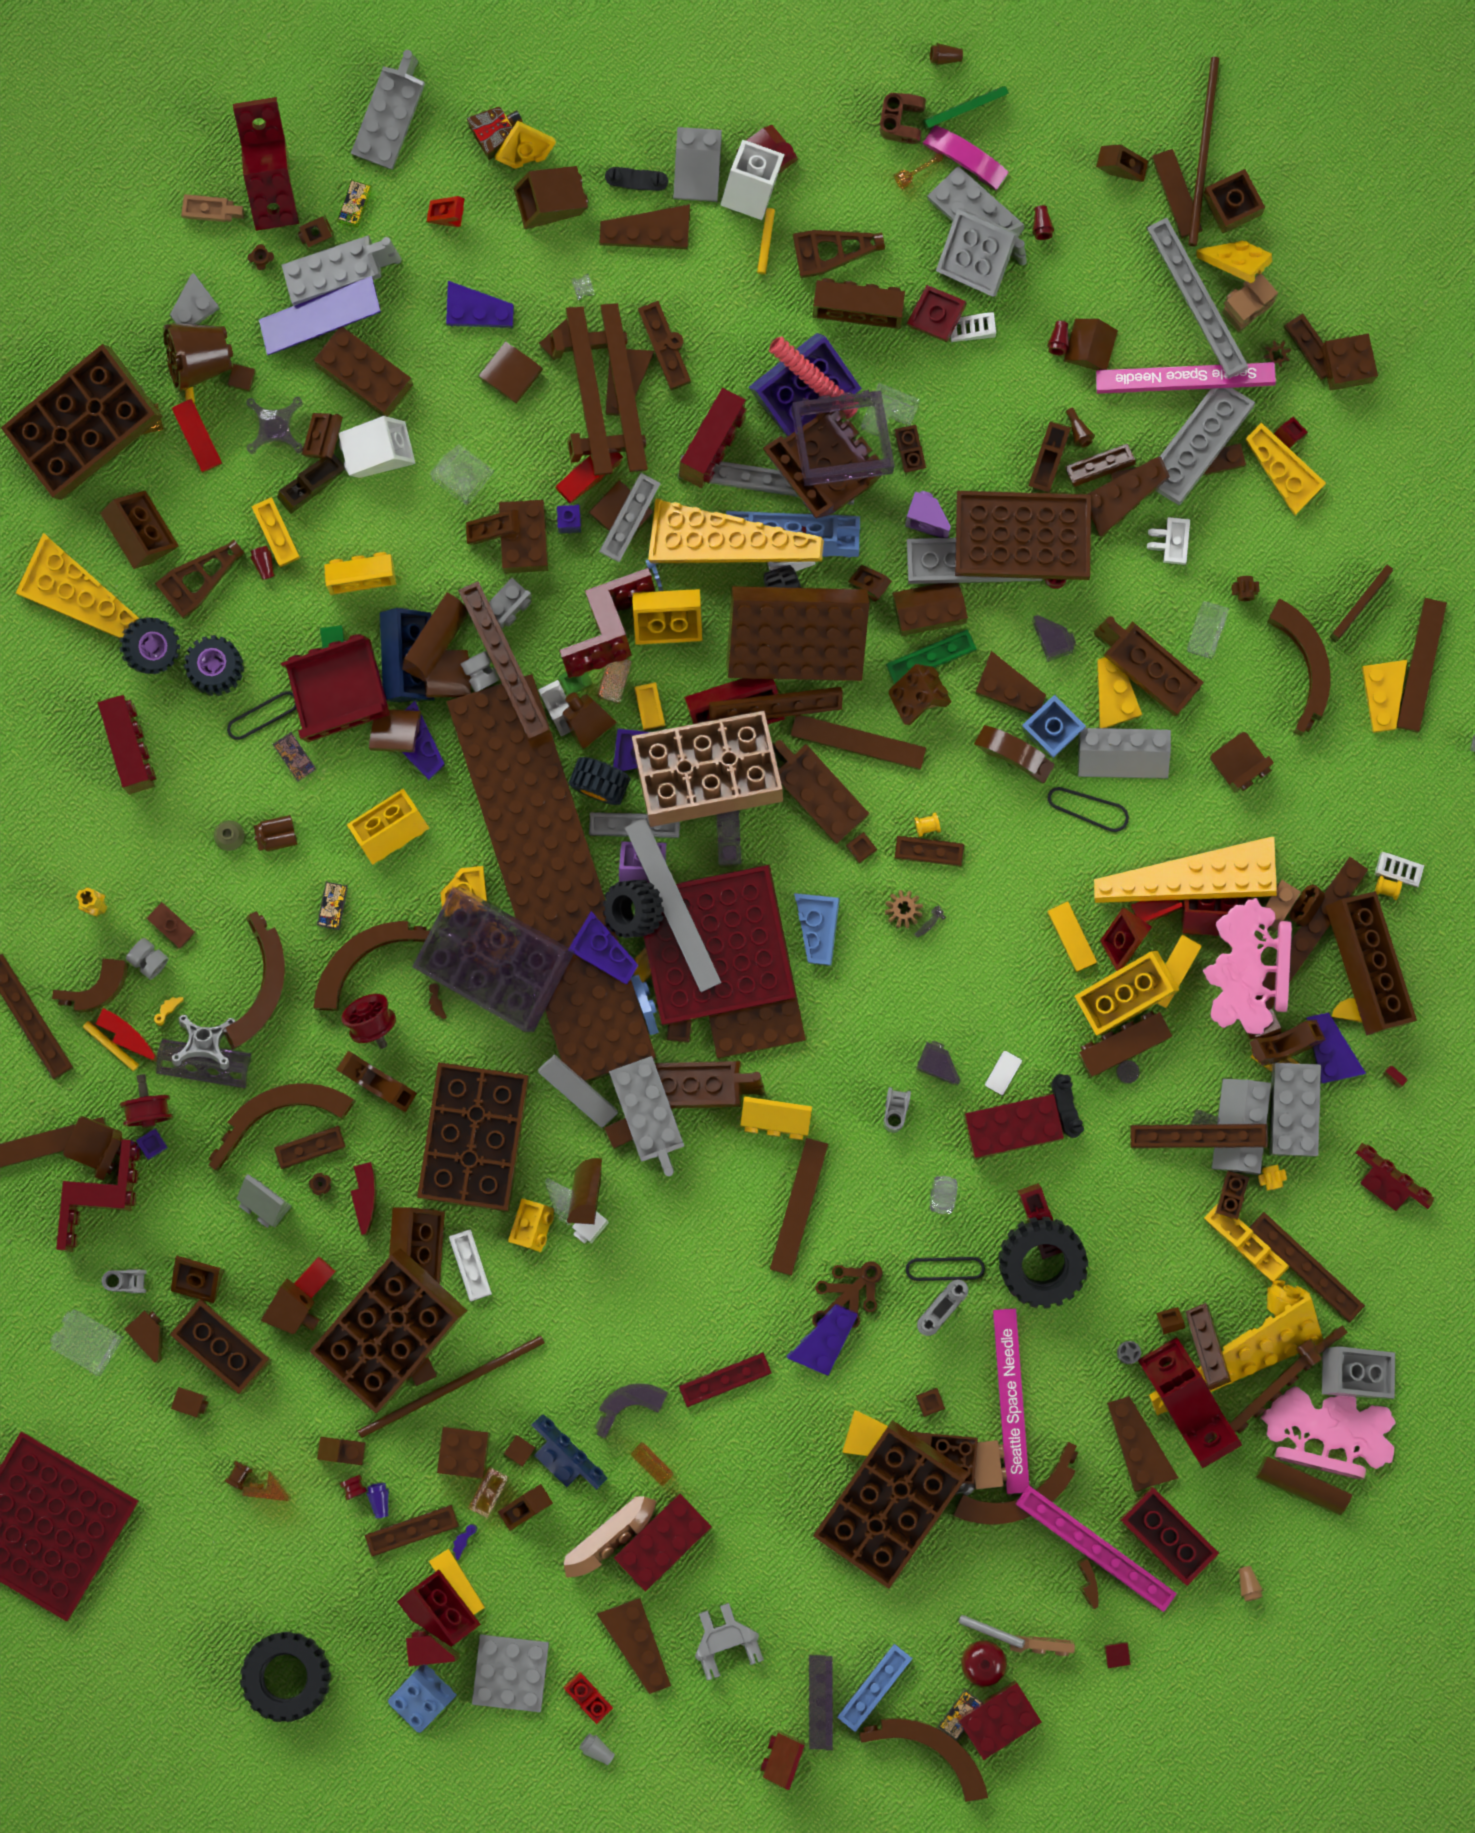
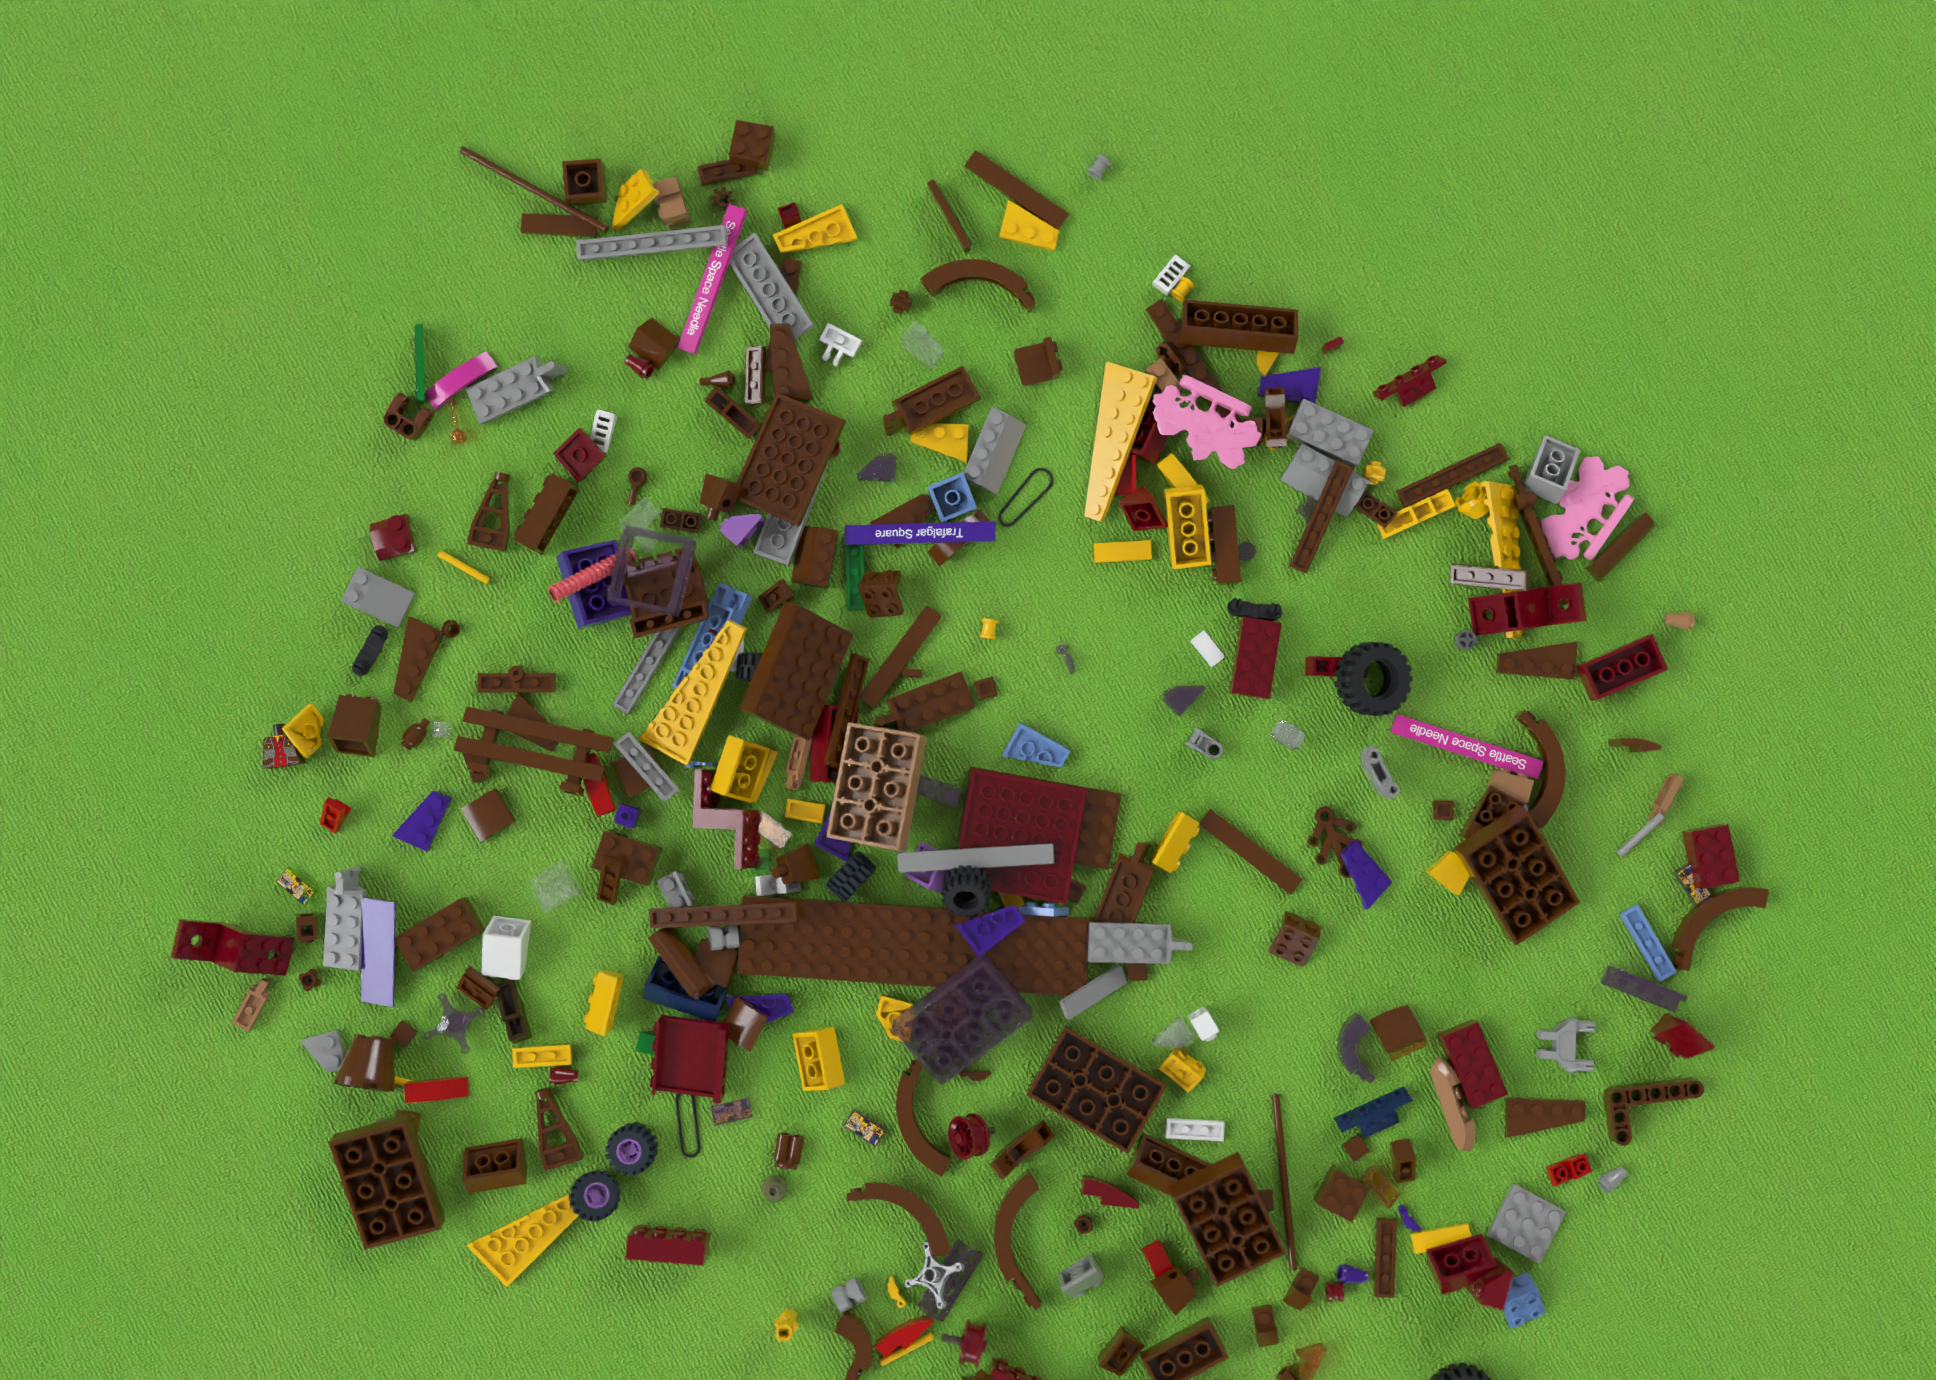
camera: 65 degrees left, 5 degrees up
(152, 1144) = (999, 1347): dark purple plate -> none
(171, 925) = (828, 1263): copper plate -> none
(285, 1426) = (1264, 1325): none -> reddish brown slope
(310, 1147) = (1051, 1220): reddish brown tile -> none
(389, 113) = (232, 828): light grey hinge -> none
(565, 261) = (415, 734): none -> reddish brown plant
(585, 1192) = (1178, 1019): reddish brown brick -> none
(613, 825) = (889, 874): light grey tile -> none
(668, 1442) = (1397, 1029): none -> reddish brown slope
(694, 258) = (453, 632): none -> reddish brown plate
(696, 647) = (766, 770): none -> yellow axle
(698, 676) = (797, 762): none -> medium nougat hinge
(700, 1749) = (1644, 1097): none -> reddish brown beam
(712, 438) = (608, 675): dark red brick -> none
(722, 1293) = (1295, 939): none -> reddish brown bracket
(725, 1379) = (1363, 964): dark red tile -> none
(752, 179) = (408, 558): white slope -> none
(845, 761) = (912, 673): none -> reddish brown tile
(910, 906) = (1049, 681): medium nougat gear -> none
(929, 851) = (1009, 636): reddish brown tile -> none
(937, 384) = (637, 477): none -> reddish brown plate
(945, 54) = (369, 362): reddish brown cone -> none
(945, 1278) = (1350, 760): black piece -> none
(953, 477) = (718, 495): none -> reddish brown torso
(976, 252) = (542, 402): light grey plate -> none
(983, 1663) = (1661, 850): dark red cylinder -> none
(1000, 707) = (920, 533): none -> dark purple tile
(1042, 225) = (541, 341): dark red cone -> none
(1096, 1548) = (1608, 728): dark pink tile -> none
(1117, 1654) = (1693, 744): dark red slope -> none
(1122, 162) = (516, 257): reddish brown slope -> none
(1170, 1320) = (1454, 597): reddish brown plate -> none

